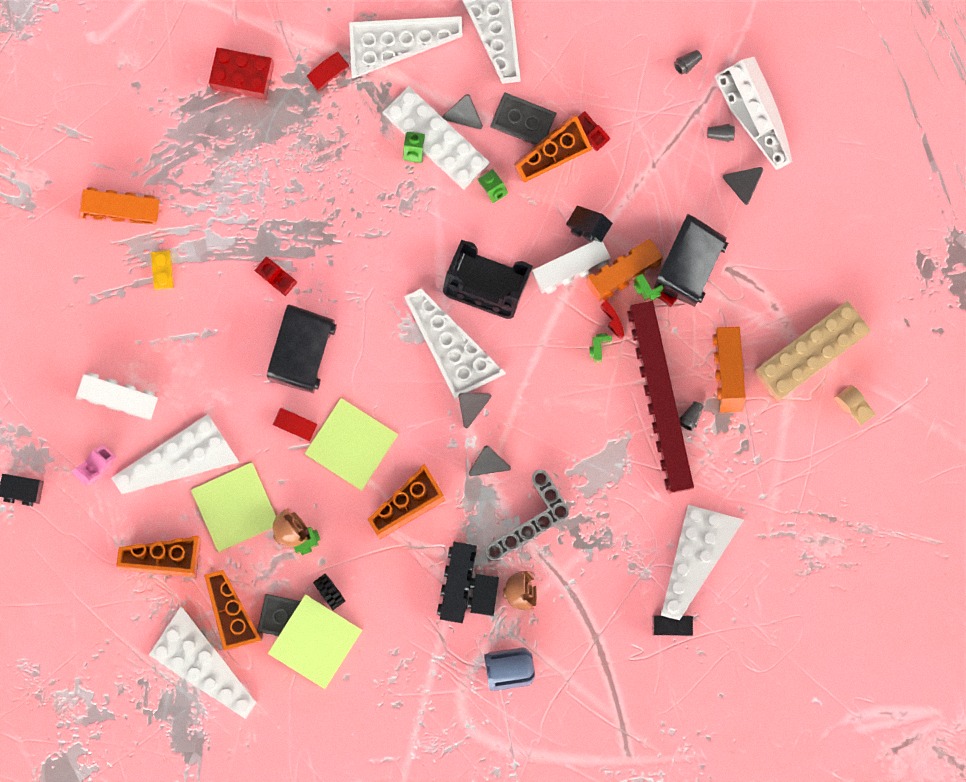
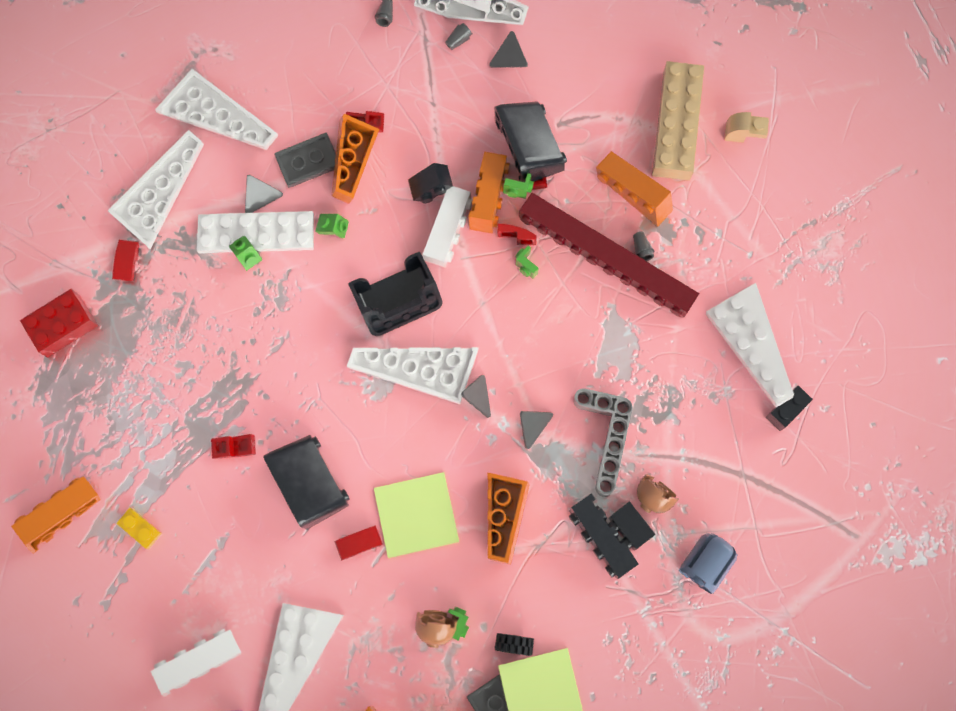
camera: 45 degrees left, 5 degrees down
(234, 507) = (374, 653): yellowish green piece -> none

